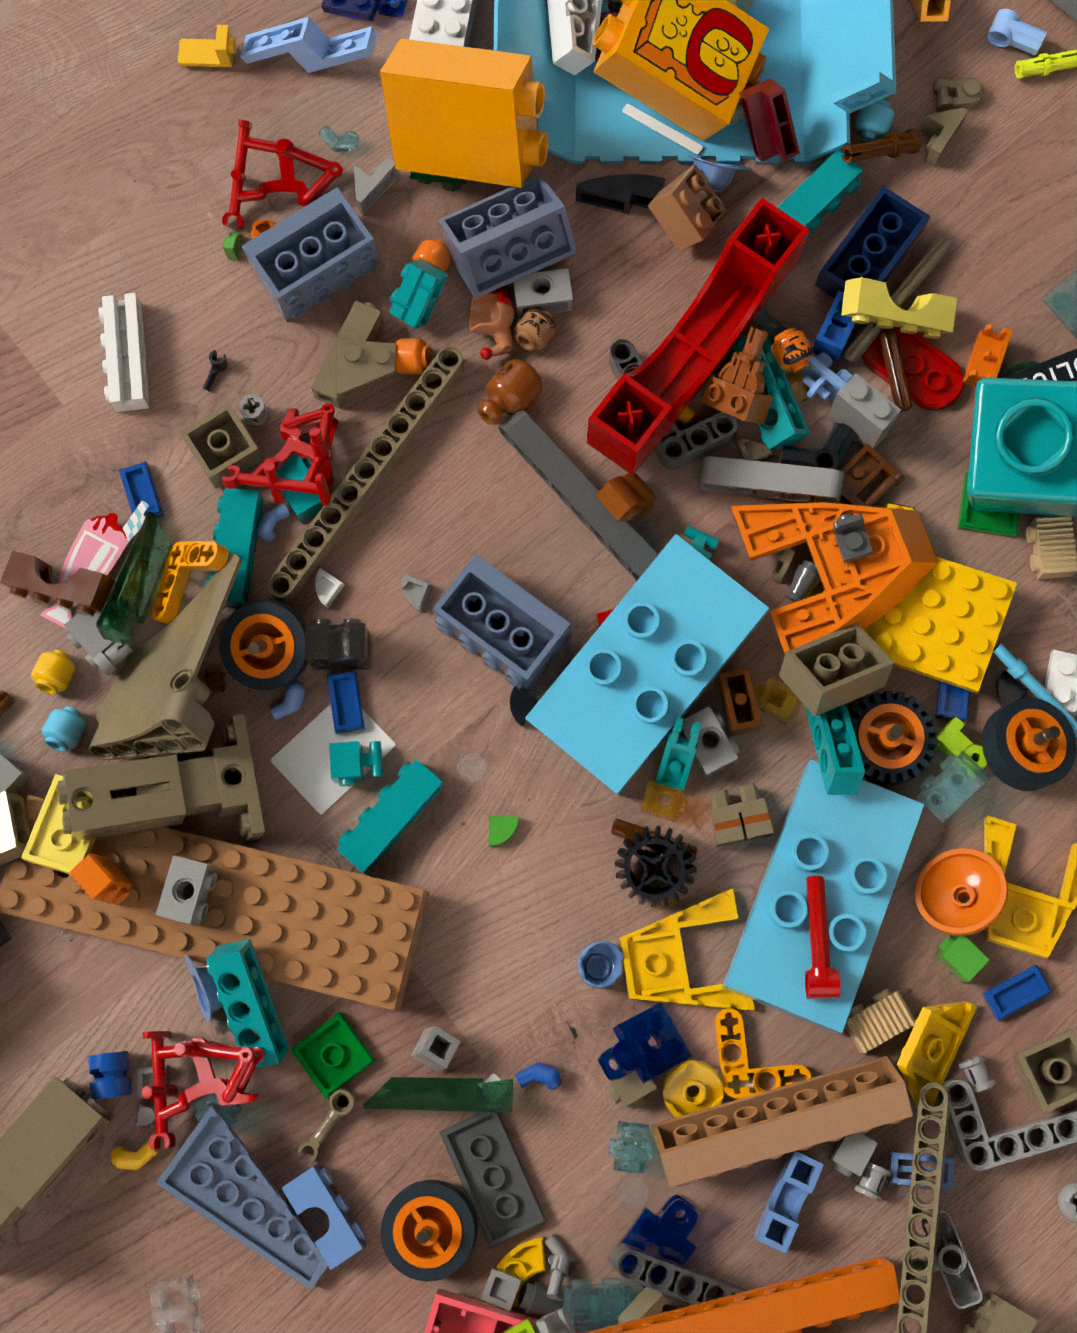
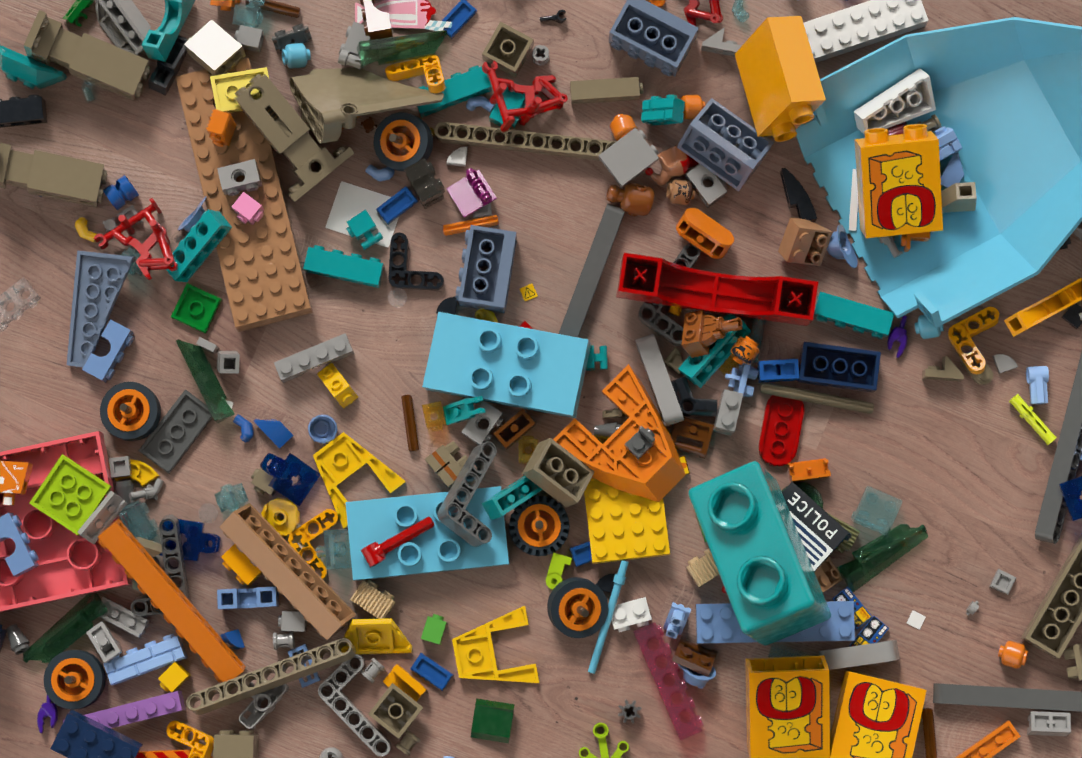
camera: 60 degrees right, 5 degrees up
(36, 711) = (298, 34): none -> dark grey hinge
(53, 672) = (325, 30): yellow head -> none
(238, 902) = (248, 209): none -> bright pink brick
(338, 1109) = (168, 326): dark tan brick -> none
(362, 363) = (600, 103): dark tan wing -> none
(385, 593) = (471, 192): none -> hinge
(395, 1066) = (207, 345): none -> light grey tile
(426, 620) = (460, 227): none -> orange axle
(437, 740) = (401, 270): none -> black beam
(456, 362) = (629, 157): none -> light grey brick
(494, 924) = (320, 354): none -> light grey arch
(501, 829) = (370, 333): bright green tile -> none
(549, 912) = (337, 385): none -> yellow bracket
(559, 591) = (528, 292): none -> yellow sticker
(561, 661) = (487, 315): none -> yellow arm
(566, 1034) = (275, 431): none -> blue slope
(608, 323) = (705, 233): none -> orange brick
(627, 497) = (602, 301): dark orange brick -> none
(645, 856) = (392, 438): black gear -> none
(735, 1186) = (241, 565): none -> light orange brick
(769, 121) = (884, 261): dark red piece -> none
(783, 1035) = (336, 549): none -> clear light blue tile
(799, 815) = (465, 493): none -> dark grey beam
(834, 1253) = (234, 639): none -> blue tile
(870, 301) = (814, 420): light yellow arch -> none
(878, 164) = (898, 334): none -> dark purple hand
(891, 145) = (915, 344): reddish brown pin -> none
(895, 370) = (767, 420): reddish brown axle -> none
(907, 81) = (967, 333): none -> light orange beam
(952, 786) = (529, 575): clear light blue brick -> none
(955, 876) = (473, 601): orange dish -> none
(967, 60) = (1004, 363): none -> light grey tile
(1015, 1037) = (405, 682): none -> light orange panel

